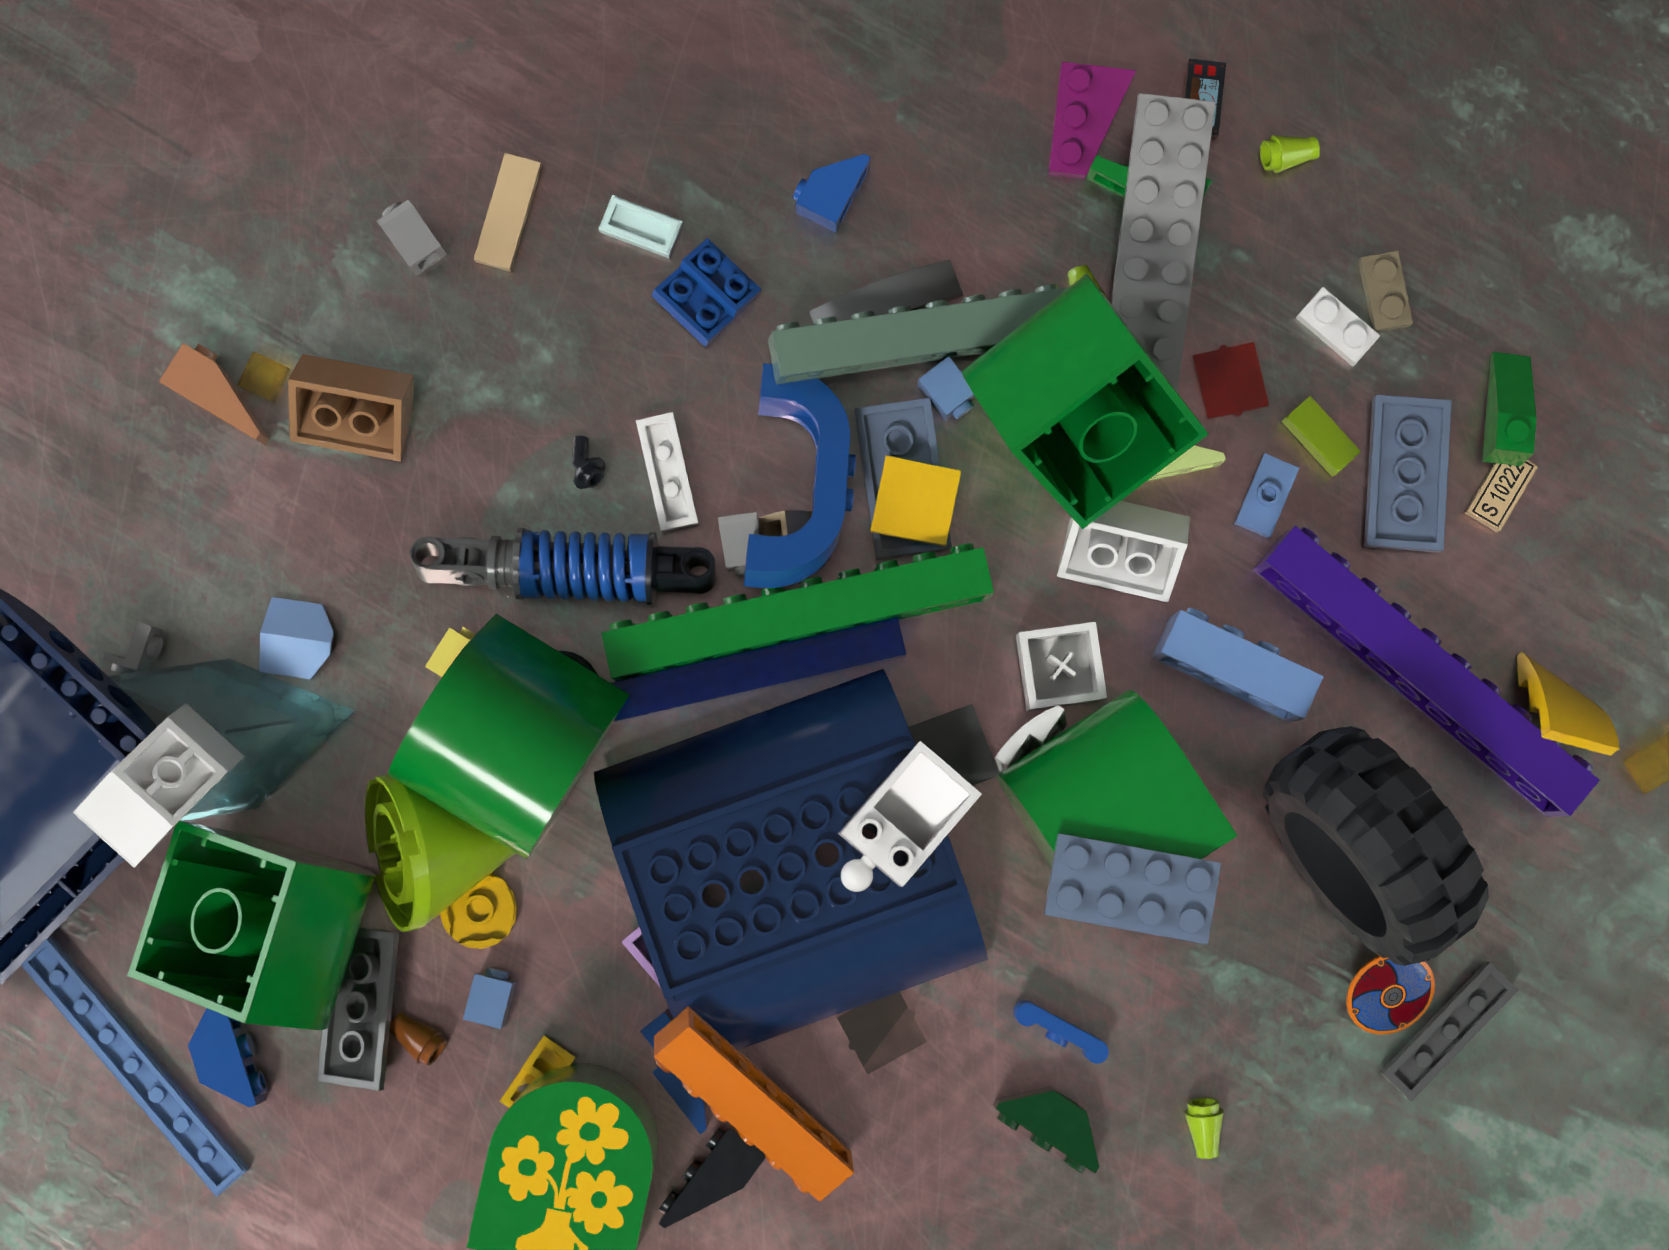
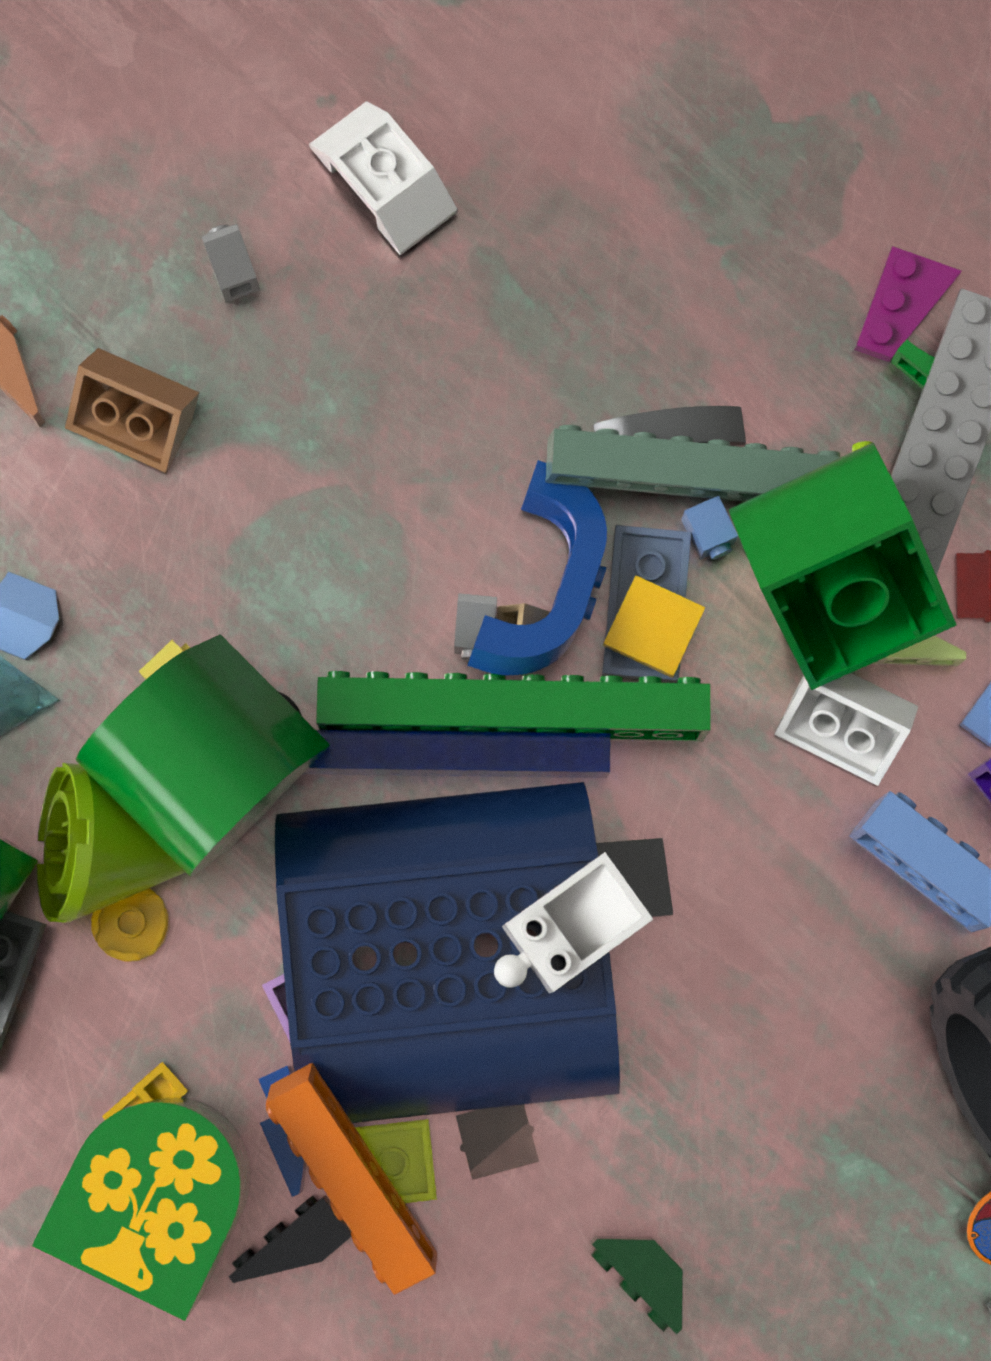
camera: 10 degrees right, 5 degrees down
(263, 377) = (55, 361): clear yellow tile -> none
(418, 1039) = (39, 1035): dark orange cone -> none
(490, 998) = (119, 1011): medium blue brick -> none
(508, 212) = (328, 263): tan tile -> none
(543, 109) = (386, 174): none -> white slope
(566, 568) = (300, 611): piece -> none
(587, 471) = (343, 523): black plate -> none
(640, 226) = (451, 306): light aqua tile -> none
(667, 472) = (419, 543): white plate -> none
(706, 292) = (499, 382): blue slope -> none
(797, 1068) = (404, 1156): none -> neon yellow tile
(831, 191) = (642, 315): blue slope -> none
(1032, 735) = (718, 881): white slope -> none
(1061, 666) = (758, 821): white brick -> none
(1061, 1031) = (675, 1183): blue plate -> none
(1116, 783) = (781, 967): green brick -> none
(1132, 888) = (781, 1048): sand blue plate -> none
(1205, 1125) = (797, 1315): lime cone -> none

